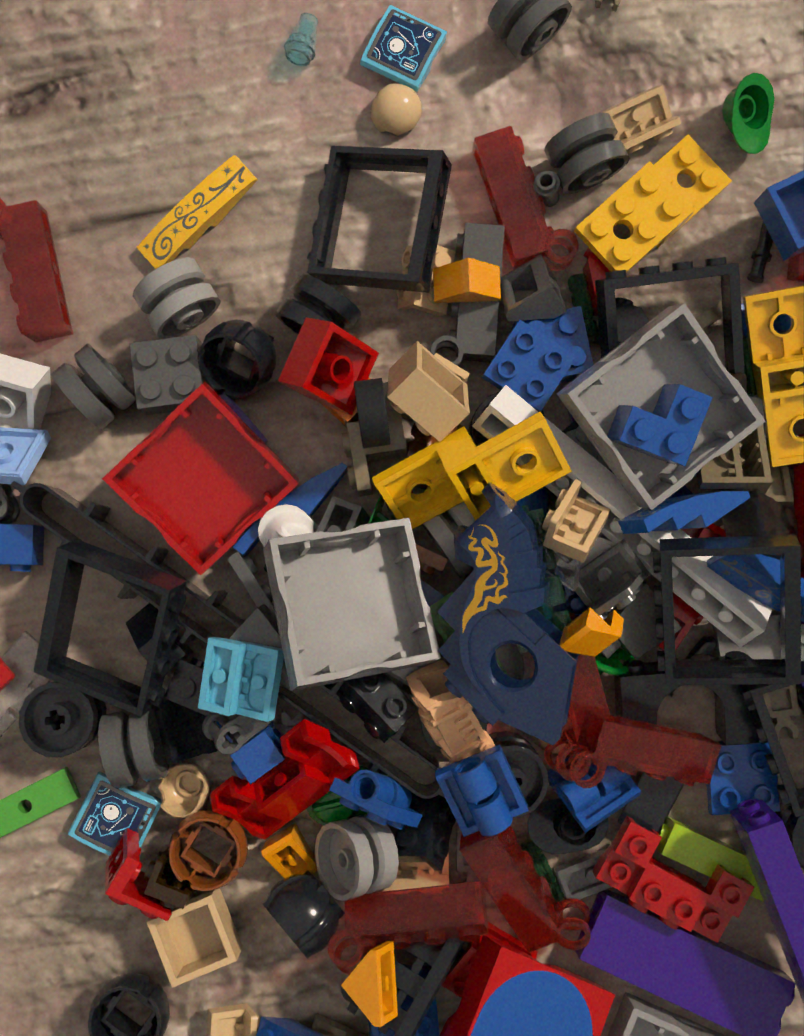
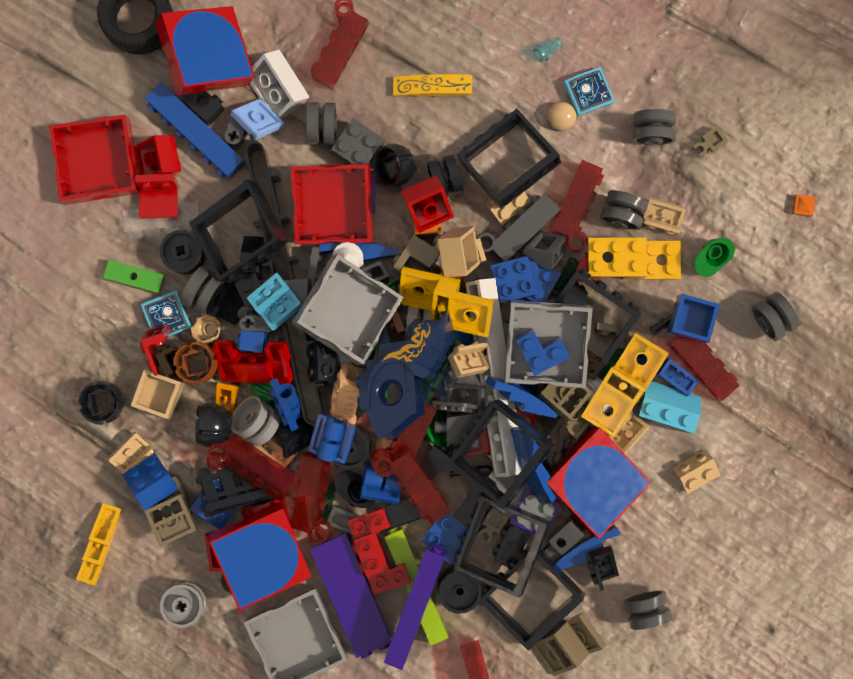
camera: 35 degrees right, 0 degrees up
(176, 297) = (390, 116): light grey wheel -> none
(372, 413) = (427, 240): black tyre -> none
(374, 985) = (217, 476): light orange slope -> none
(466, 282) = (521, 220): light orange slope -> none
(547, 186) = (595, 209): dark grey pin -> none
(590, 633) = (434, 411): light orange slope -> none

